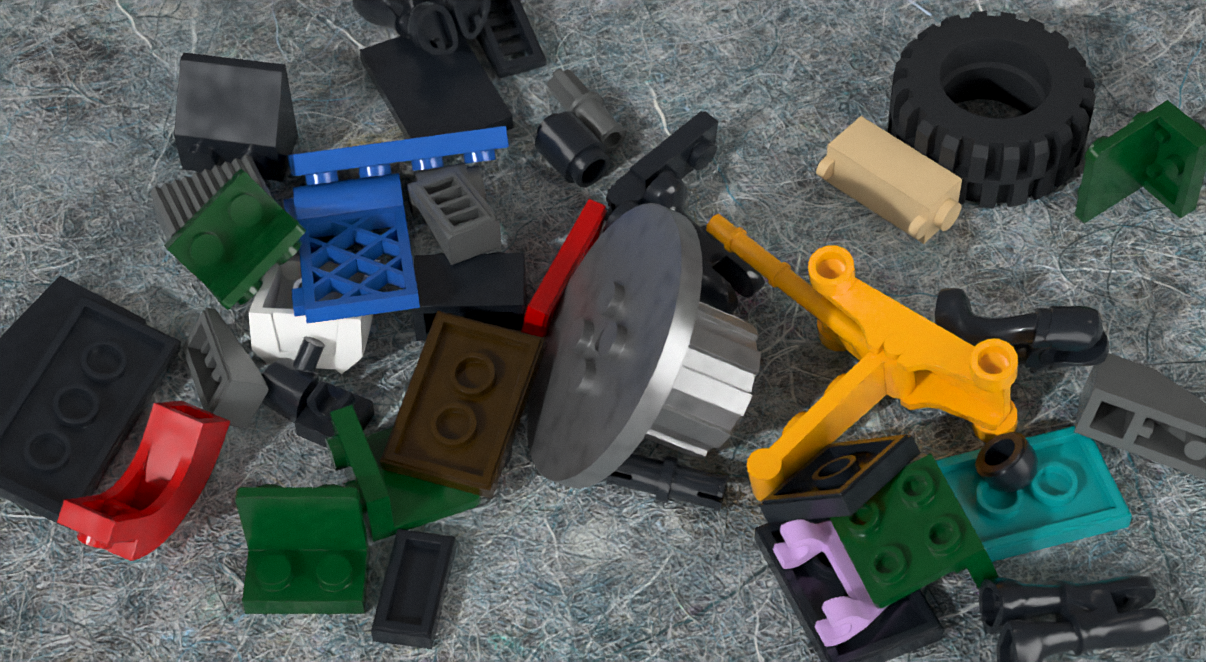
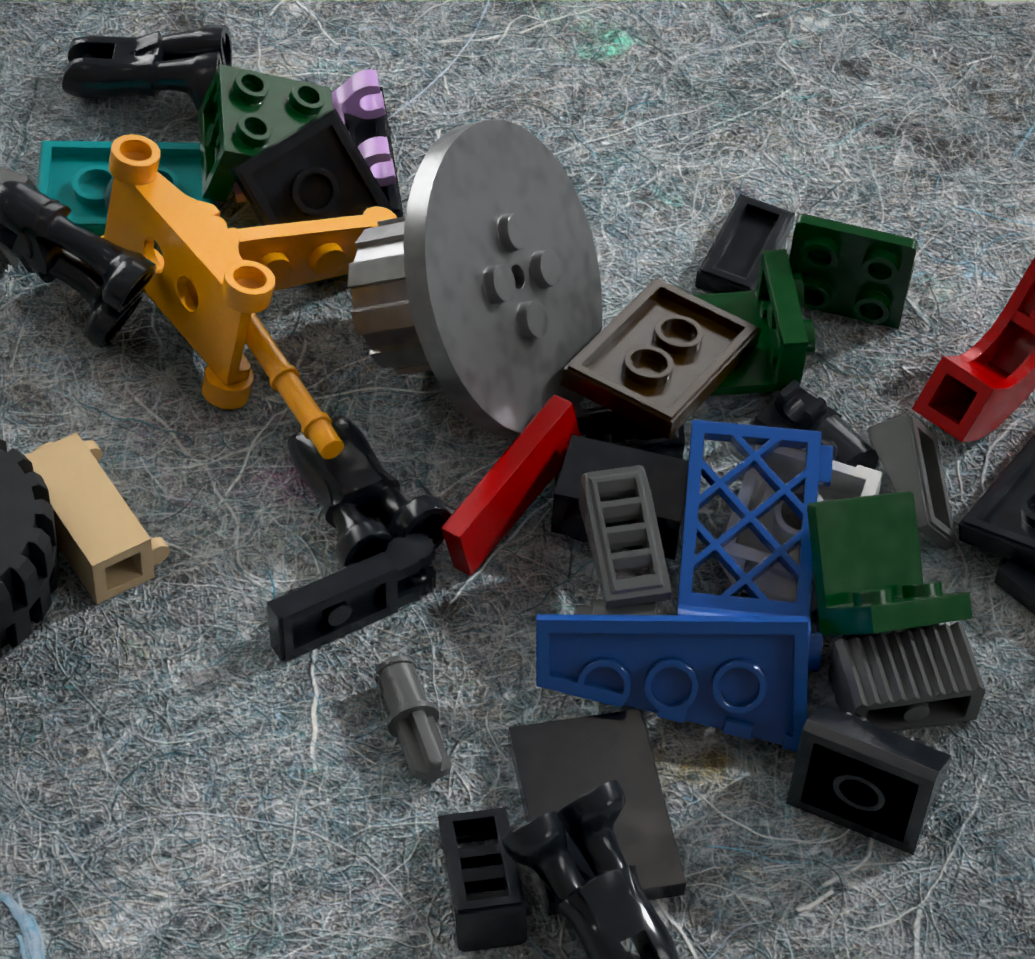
camera: 170 degrees left, 0 degrees up
(572, 149) = (449, 657): black brick -> none

